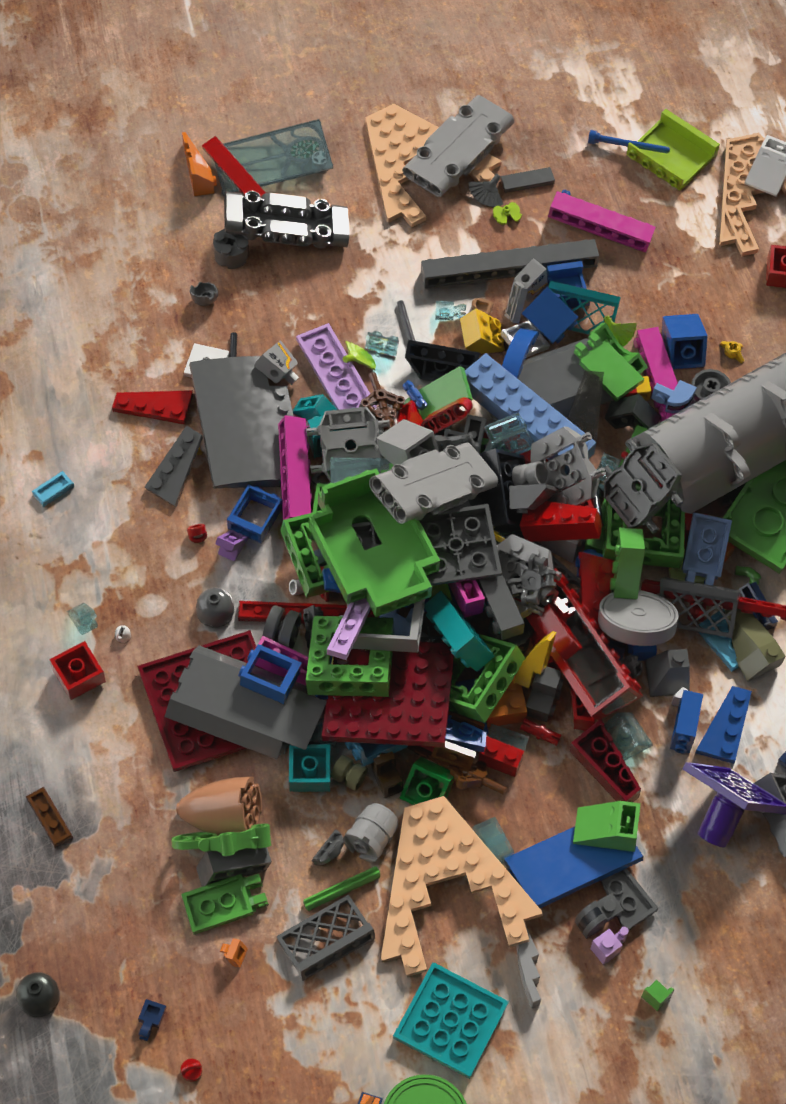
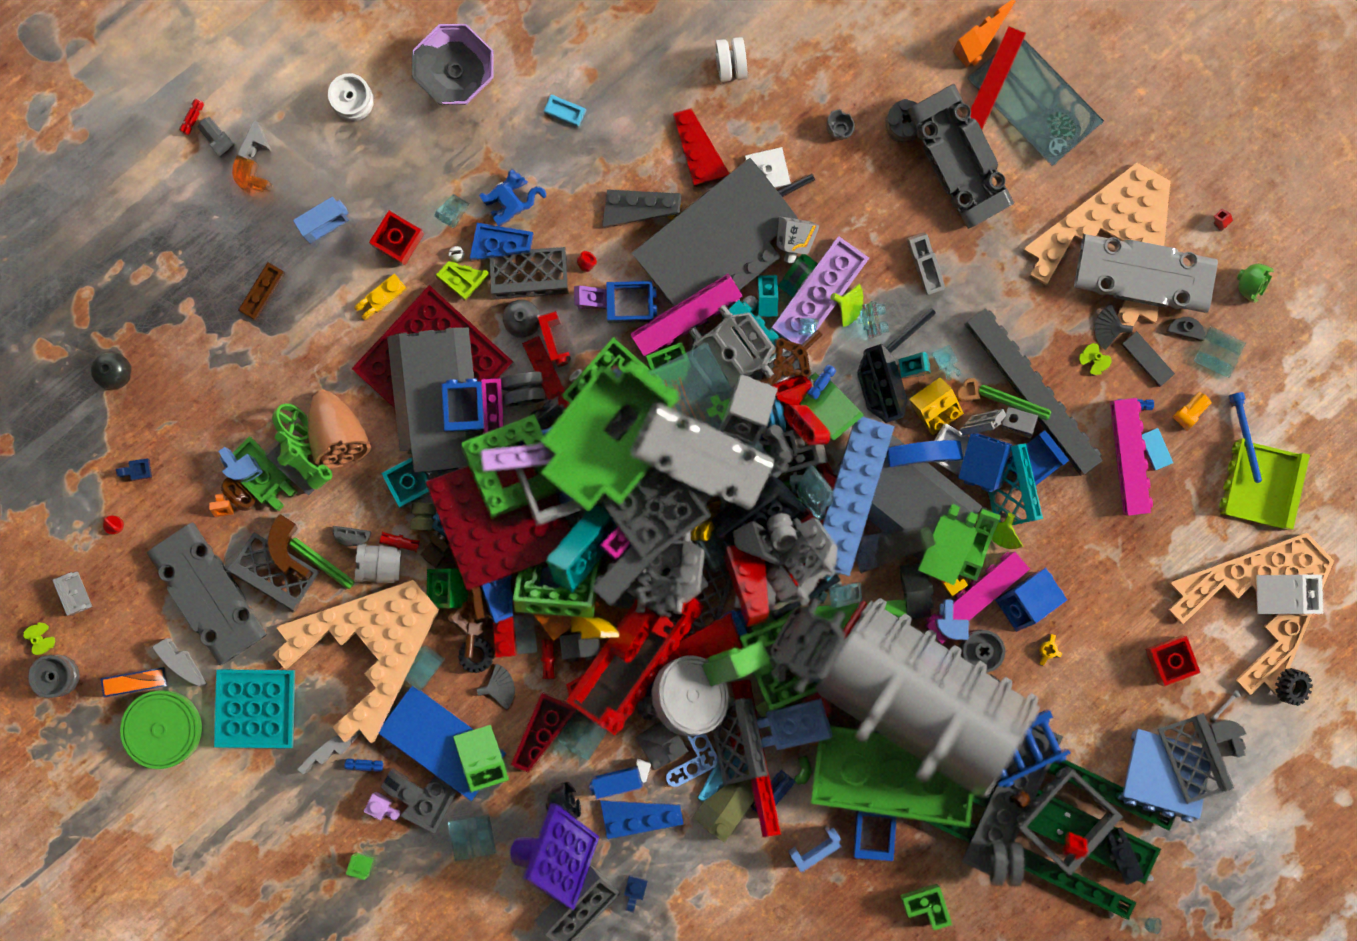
camera: 65 degrees right, 25 degrees up
(19, 723) = (322, 219): none -> medium blue window
(97, 339) = (731, 59): none -> white wheel
(102, 566) = (508, 200): none -> blue animal
(121, 713) = (381, 296): none -> yellow hinge
(134, 591) = (499, 241): none -> blue wing
(148, 638) = (461, 279): none -> lime wing
(193, 584) = (533, 288): none -> dark grey fence
(211, 911) = (239, 470): none -> medium blue brick
(232, 929) = (238, 494): none -> reddish brown plate
(251, 587) = (547, 321): none -> red panel
(308, 915) = (278, 540): none -> reddish brown arch
(311, 378) = (797, 274): none -> dark green brick
(312, 1009) = (206, 593): none -> dark grey panel
(357, 288) = (926, 263): none -> light grey slope
(359, 805) = (399, 541): none -> red pin
(361, 387) = (808, 326): none -> clear light blue wheel
(368, 1069) = (180, 662): none -> light grey slope
(440, 327) = (914, 365): none -> teal slope
(445, 84) = (1225, 221): none -> red piece
(506, 85) = (1254, 281): none -> bright green cylinder
(508, 279) = (1014, 402): none -> bright green axle
(513, 800) = (482, 665): none -> black tyre
(518, 144) = (1187, 327): none -> dark grey plate
(545, 788) = (500, 687): none -> dark grey hand
(549, 132) = (1220, 351): none -> clear light blue slope
(559, 944) = (364, 765): none -> blue axle
(587, 170) = (1189, 414): none -> light orange piece
(607, 203) = (1156, 449): none -> medium azure tile
(677, 879) = (472, 837): none -> clear light blue slope
(680, 781) = (563, 797): none -> black cylinder
(698, 652) = (698, 760): none -> light blue beam

